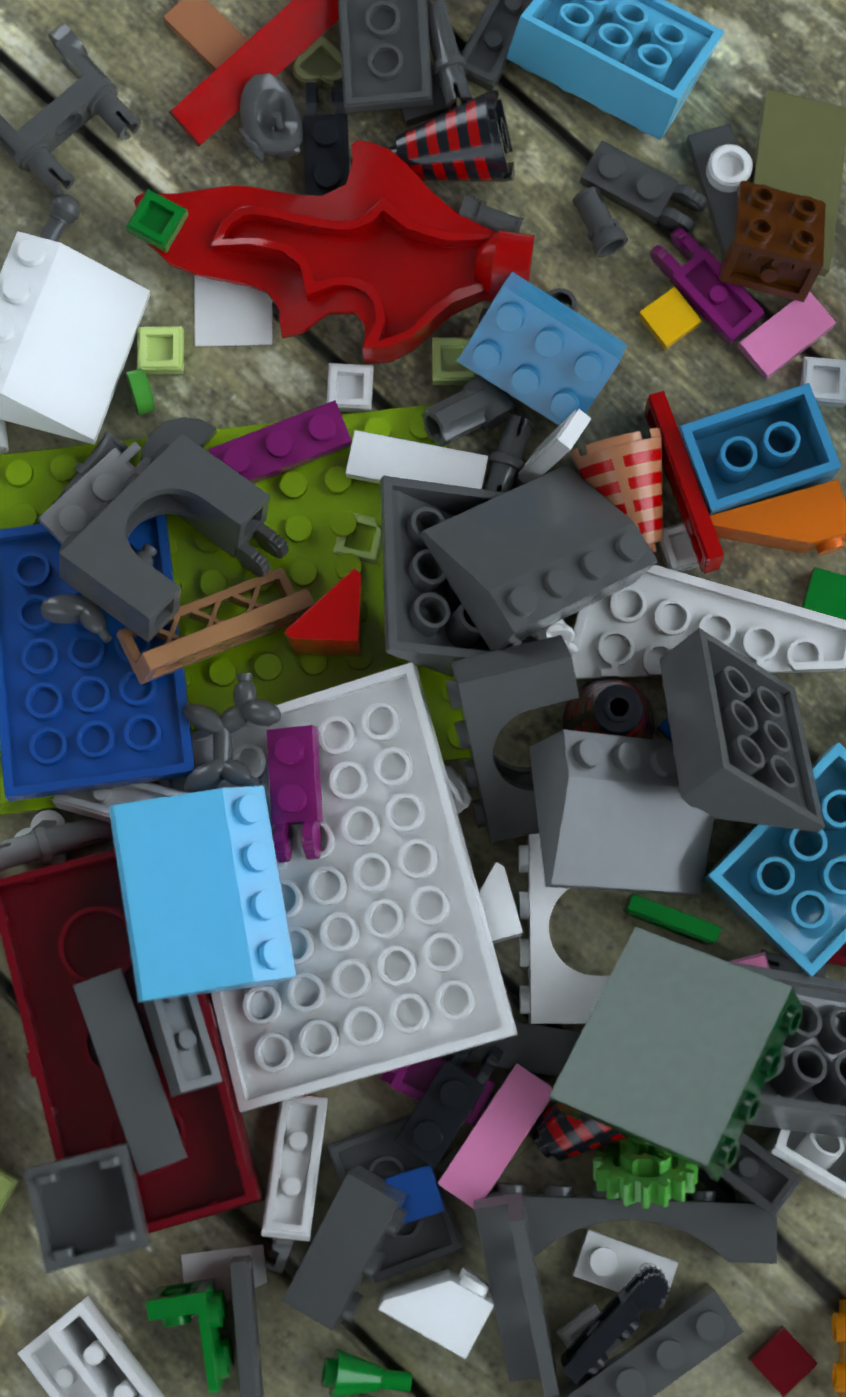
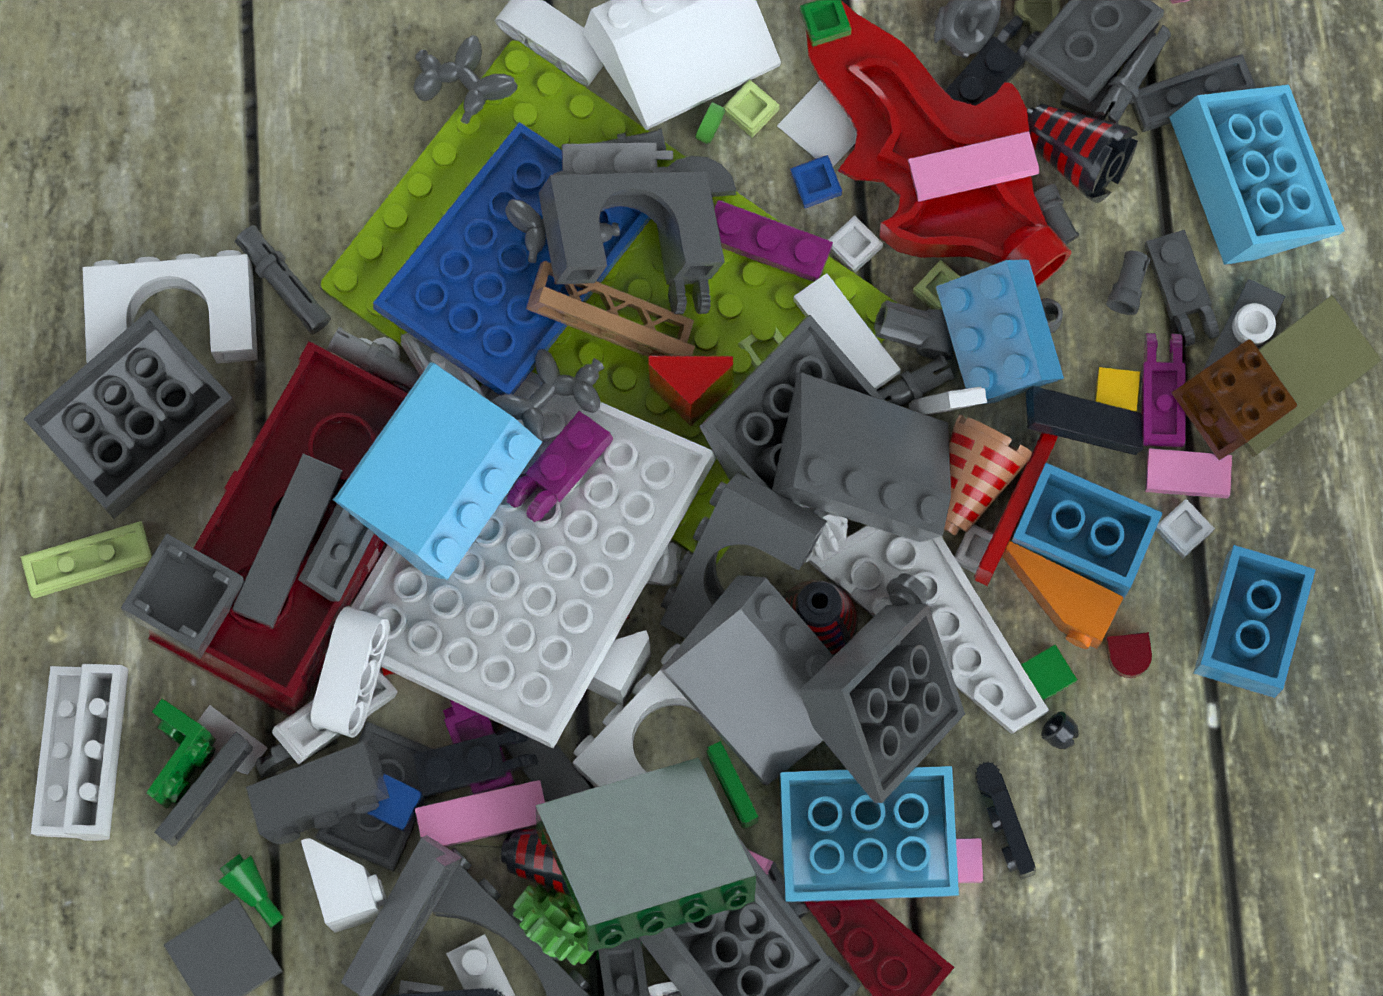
camera: 45 degrees right, 5 degrees down
(271, 363) = (816, 181): none -> blue tile
(283, 1127) = (350, 671): none -> white beam
(395, 234) = (973, 166): none -> bright pink tile
(666, 632) = (906, 590): none -> dark grey plate
(672, 365) = (1084, 420): none -> black tile

